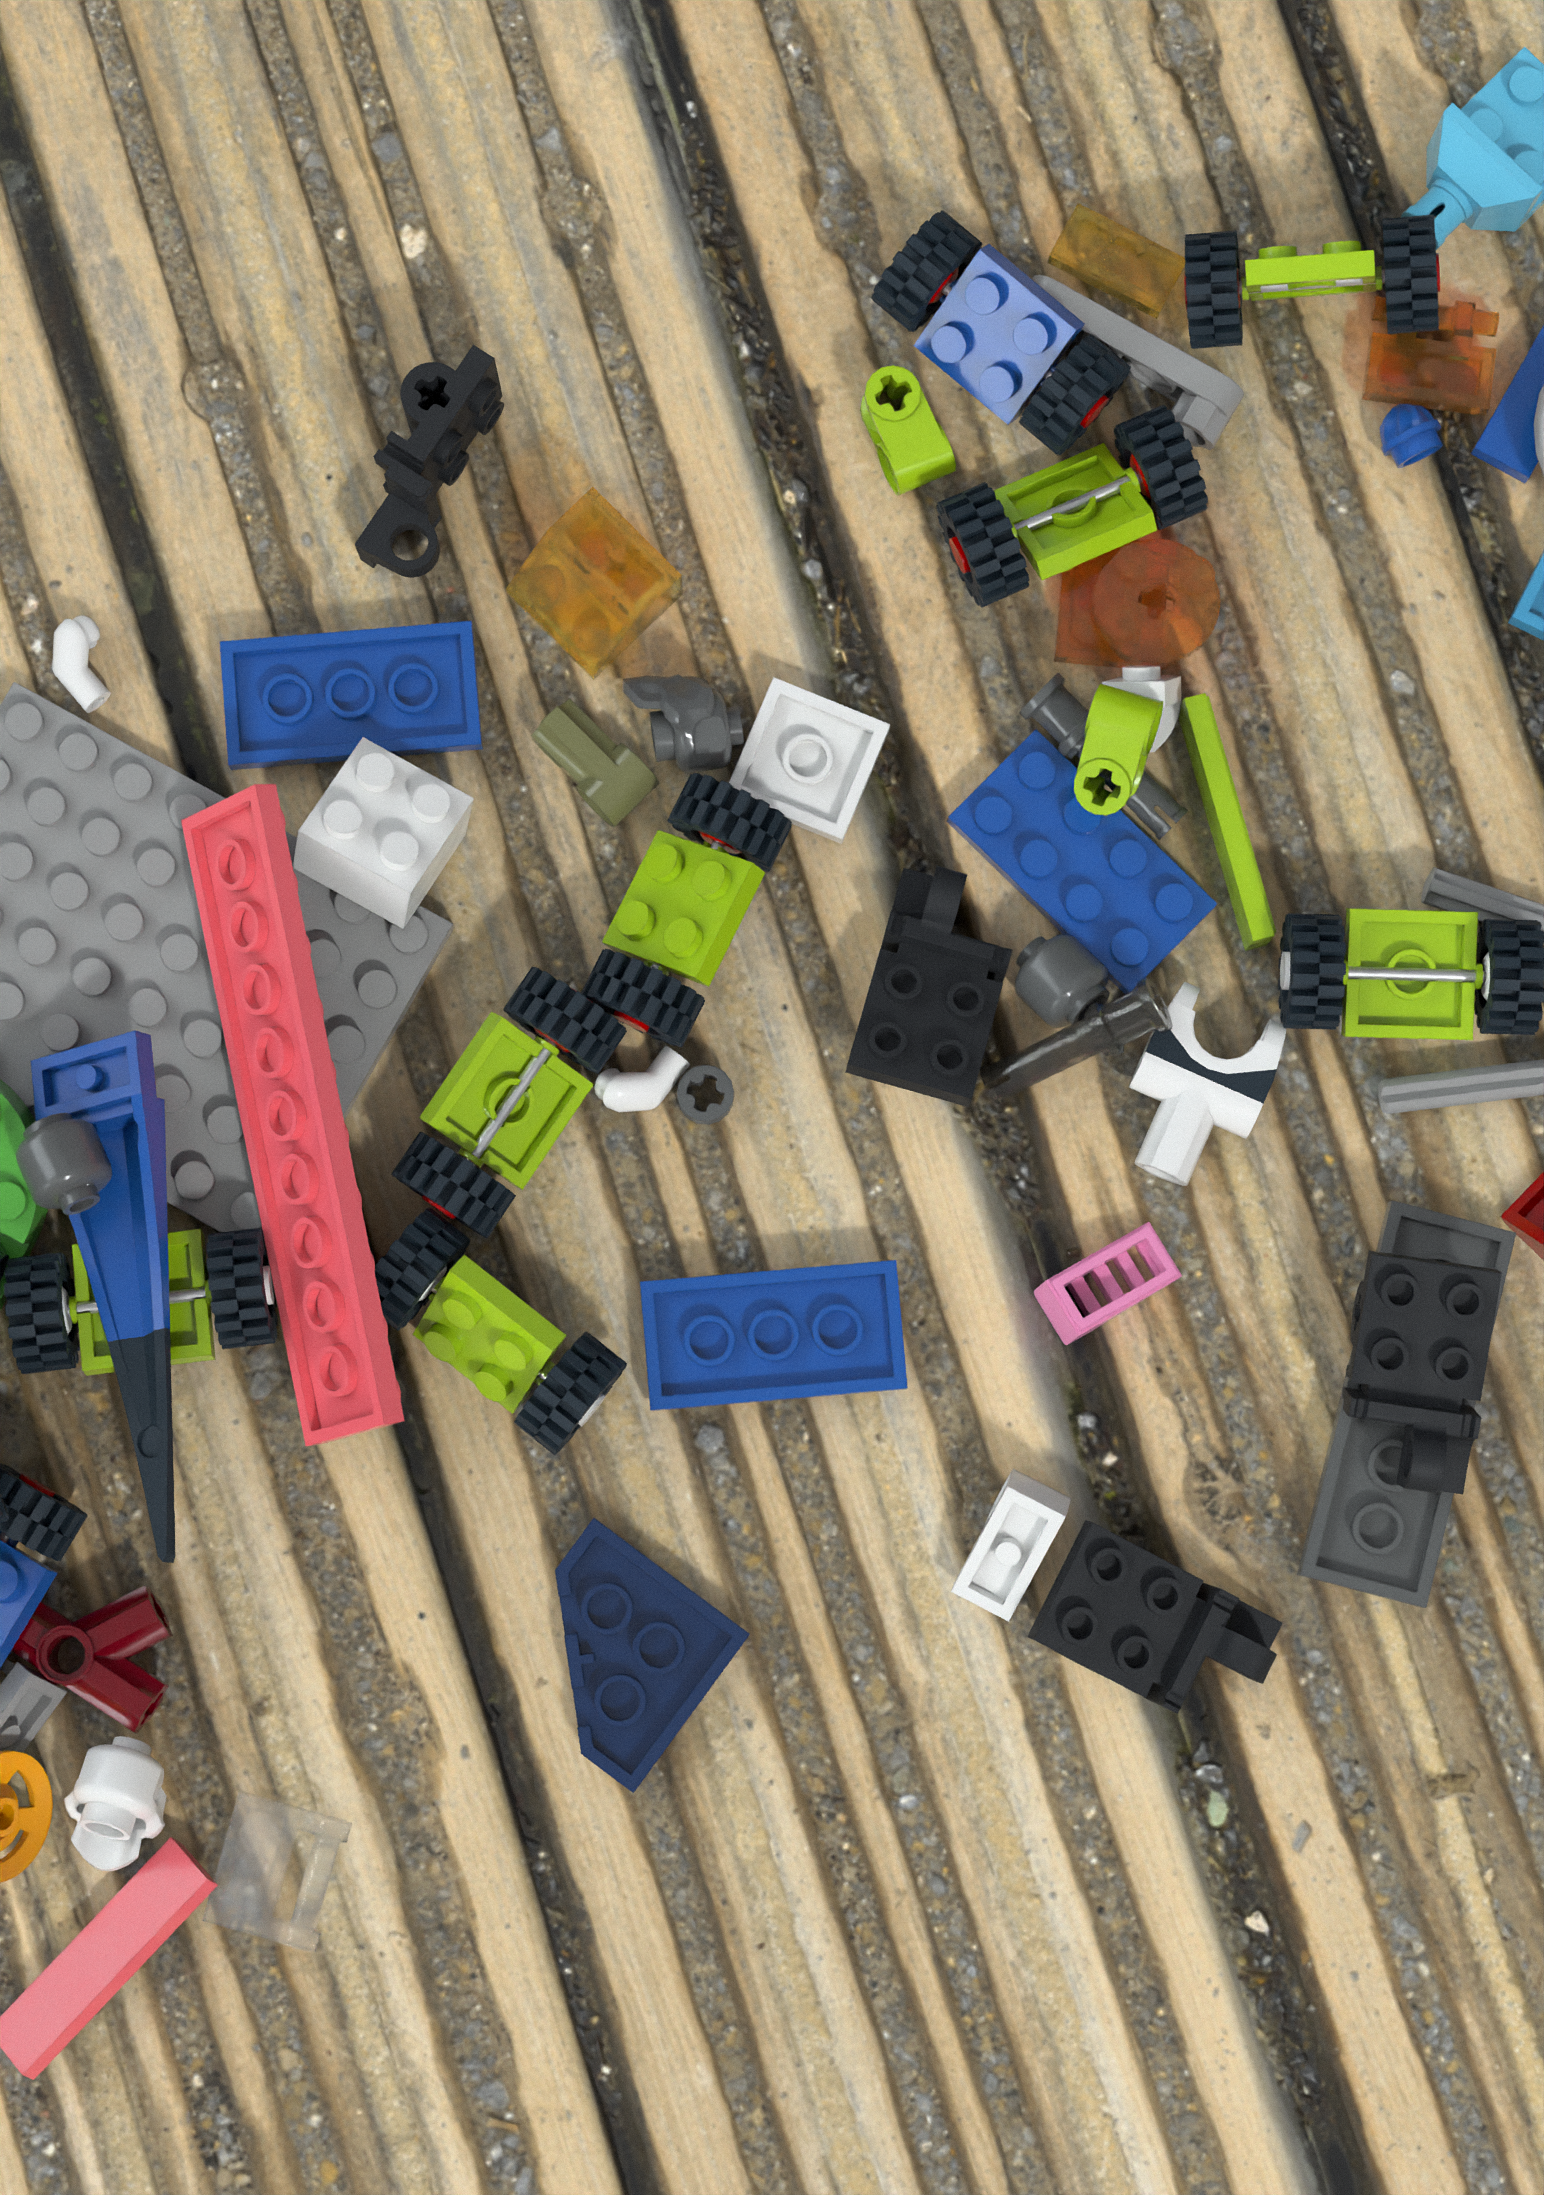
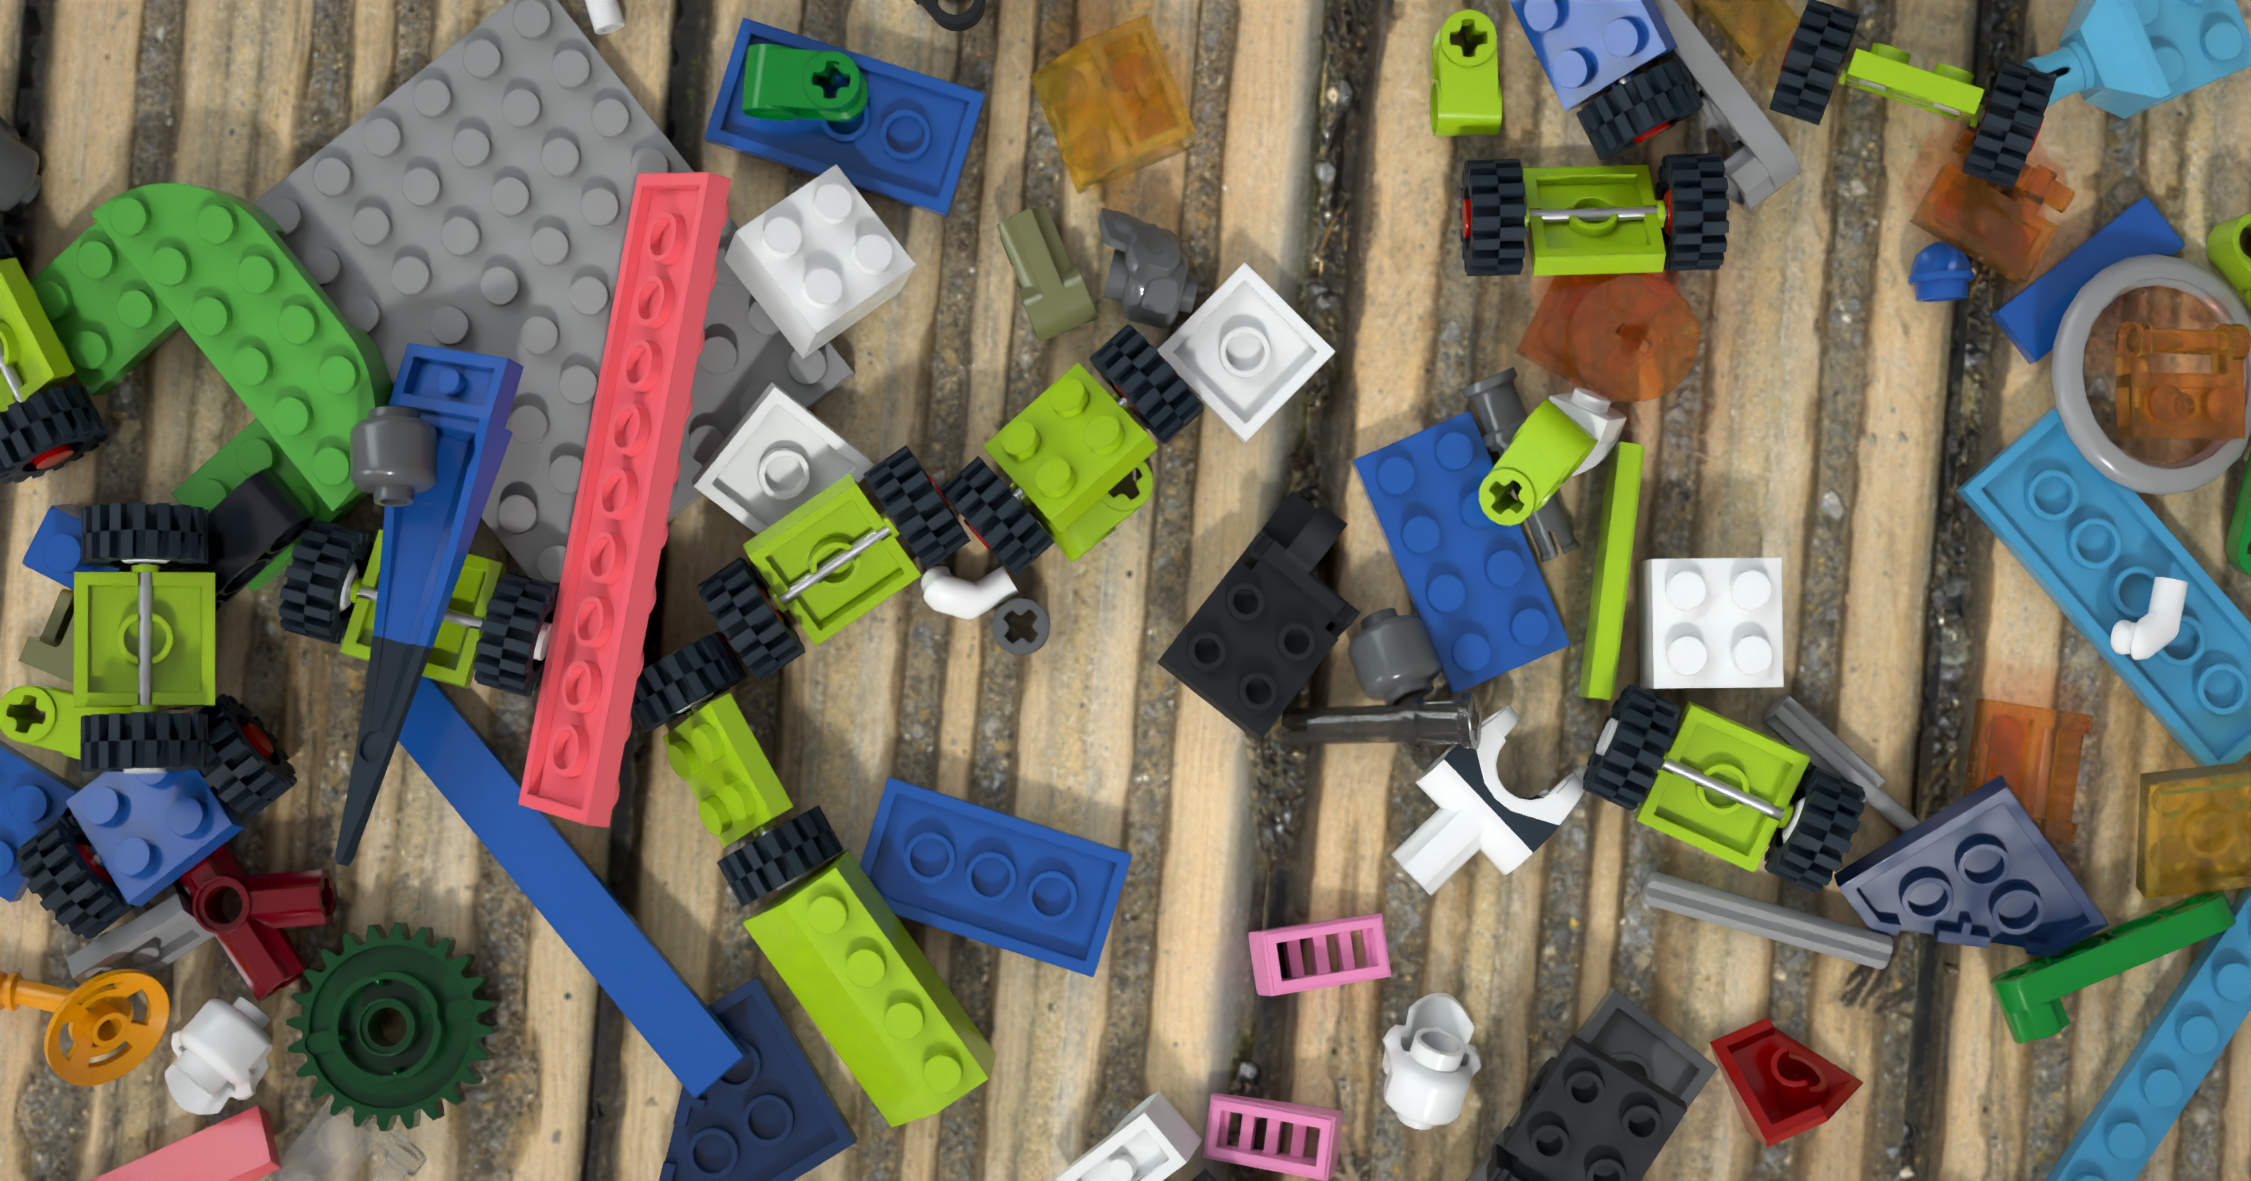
camera: 30 degrees right, 5 degrees up
(222, 1696) = (346, 1036): none -> dark green gear
(293, 680) = (790, 83): none -> green piece
(387, 1512) = (568, 892): none -> blue tile
(416, 1031) = (776, 461): none -> white plate
(706, 1487) = (872, 992): none -> lime slope
(738, 962) = (1099, 519): none -> lime piece
(1189, 1455) = (1296, 1162): none -> bright pink slope
(1251, 1337) = (1430, 1062): none -> white head
(1336, 830) = (1710, 623): none -> white brick

